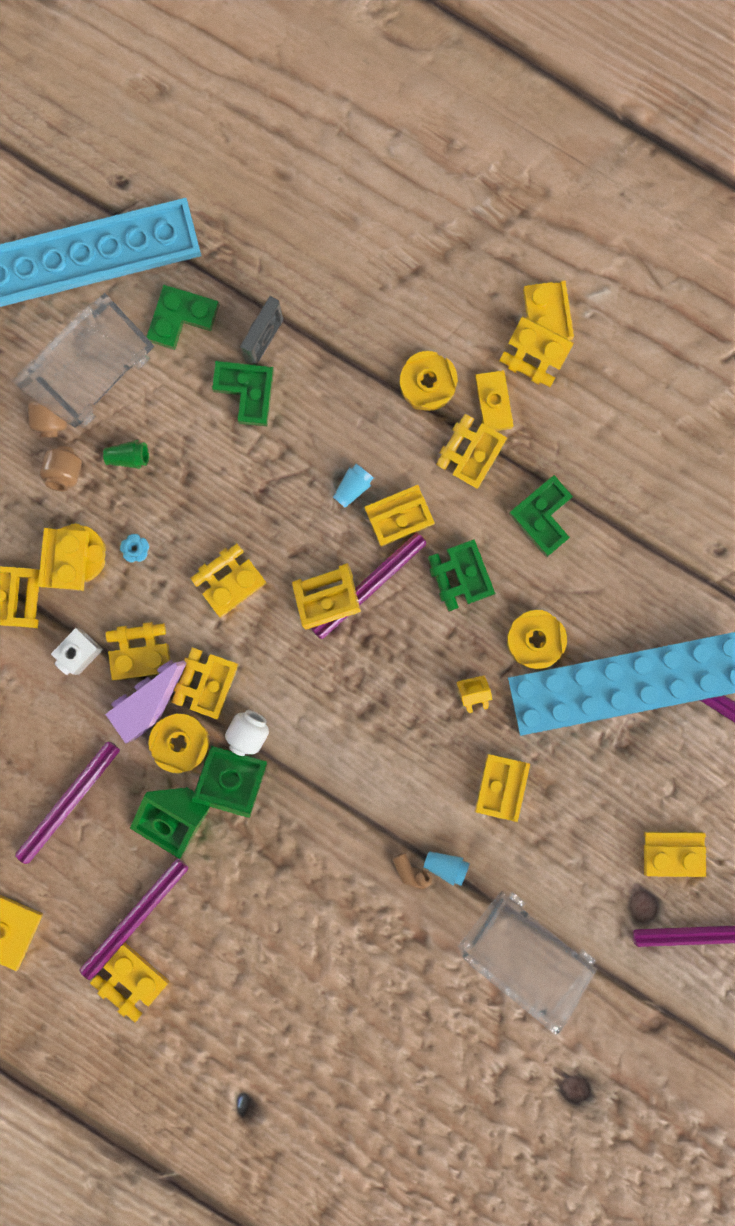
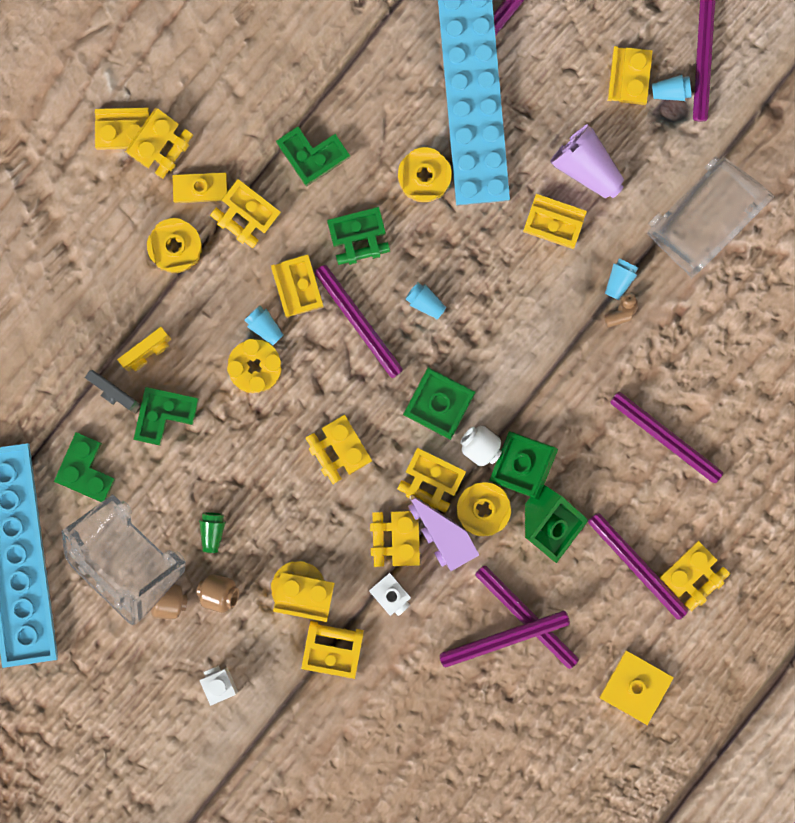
camera: 85 degrees left, 0 degrees up
(39, 781) = (504, 639): none -> magenta axle
(142, 548) = (306, 536): medium azure plate -> none
(277, 936) = (666, 437): none -> magenta axle
(288, 682) = (439, 403): none -> green plate
(303, 354) = (154, 343): none -> yellow plate
(304, 464) = (256, 381): none -> yellow plate
(329, 603) = (372, 360): yellow plate -> none
(398, 655) = (425, 301): none -> medium azure cone
(474, 691) = (466, 236): yellow tile -> none
(571, 819) = (589, 163): none -> lavender cone
(665, 904) = (673, 88): none -> medium azure cone

